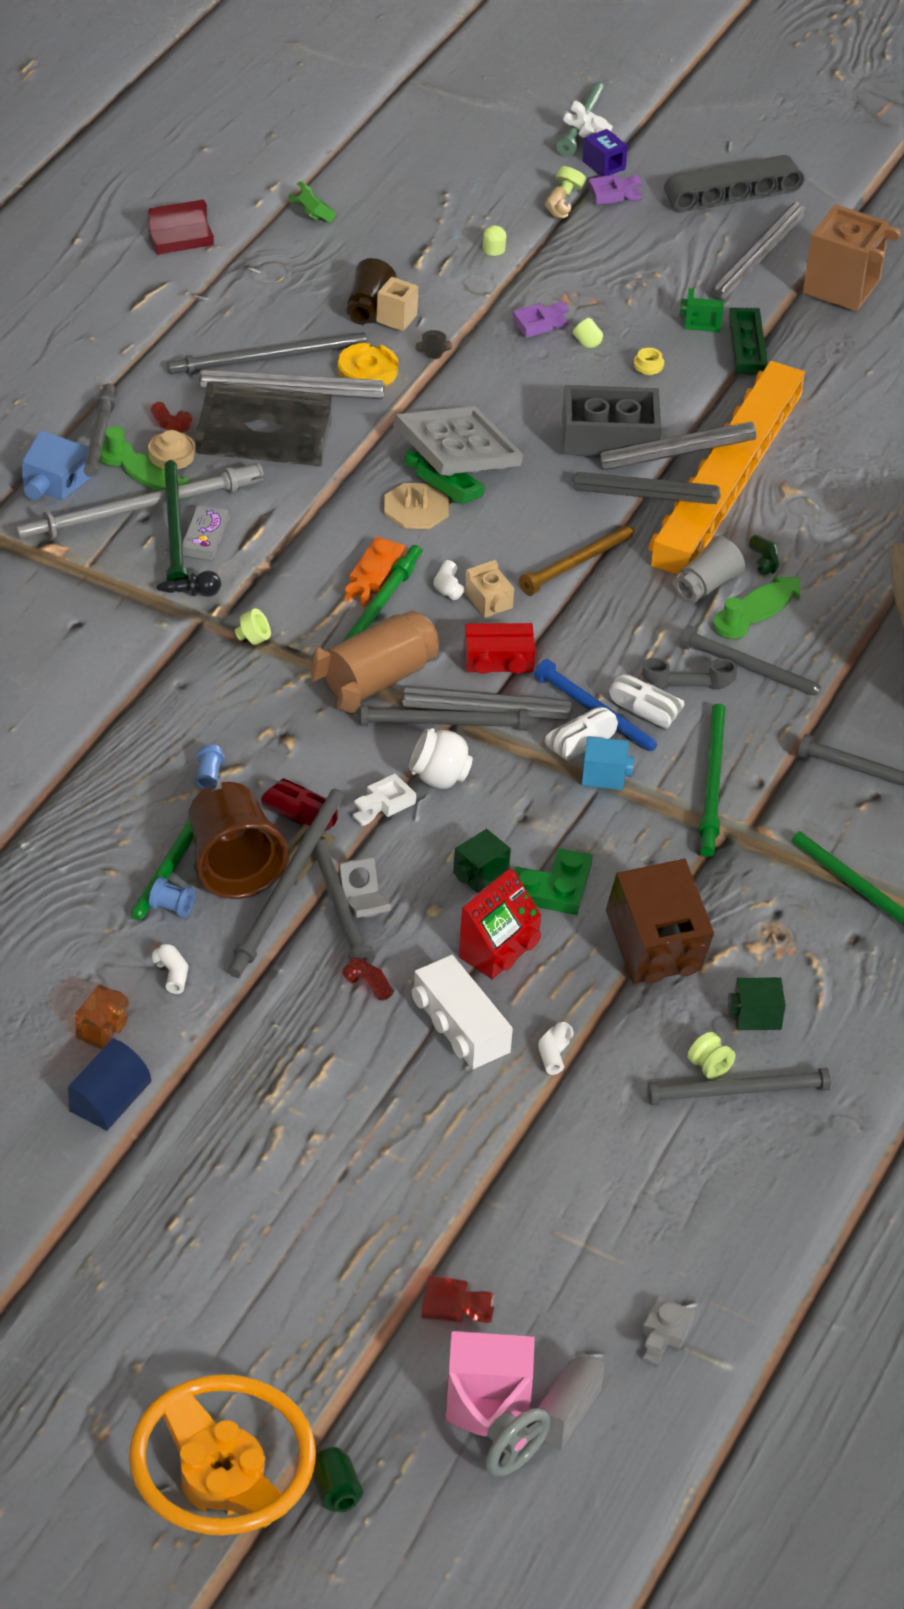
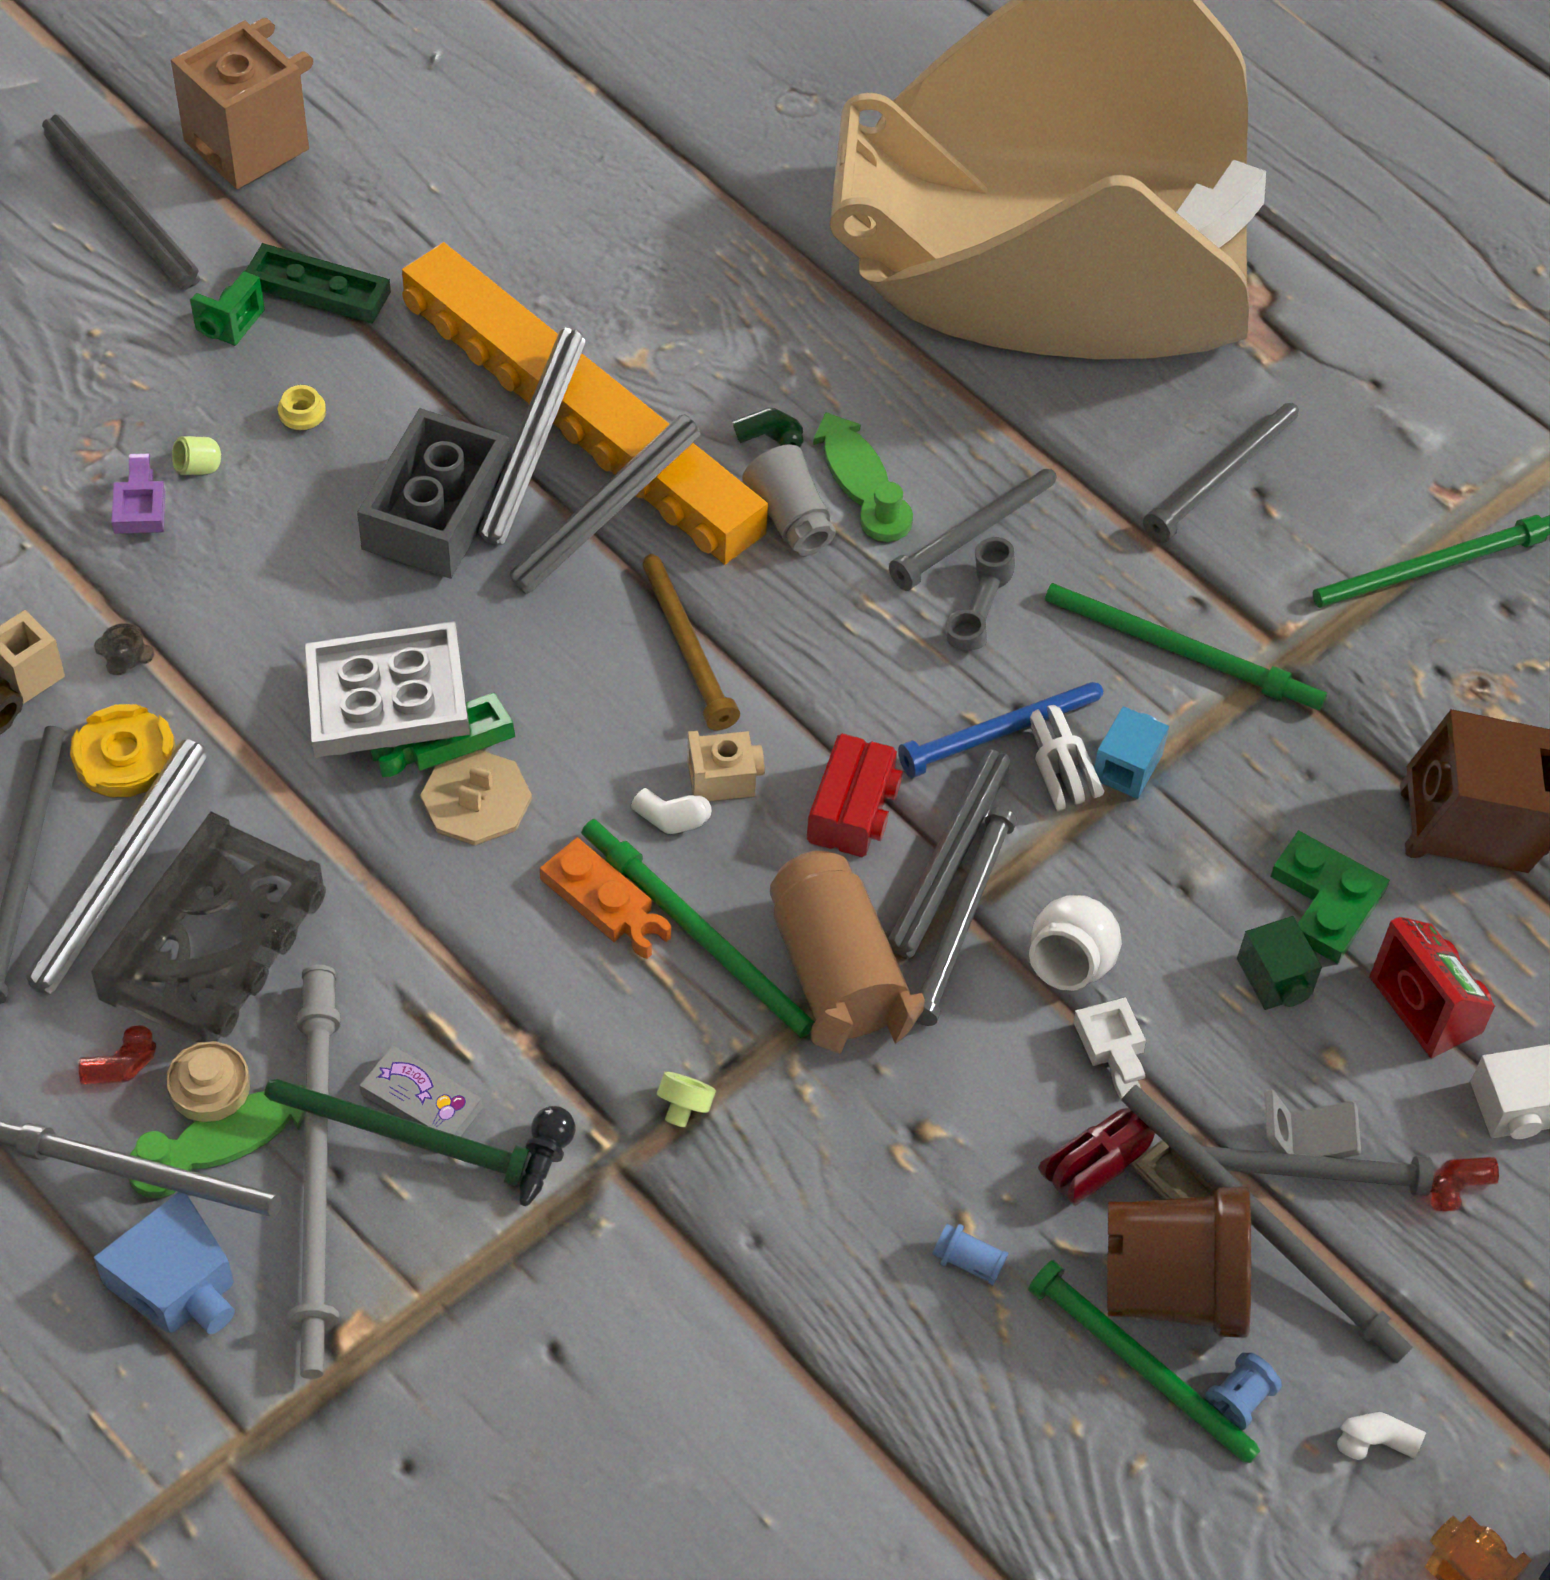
camera: 70 degrees left, 10 degrees up
(645, 700) = (1022, 663): white arm -> none

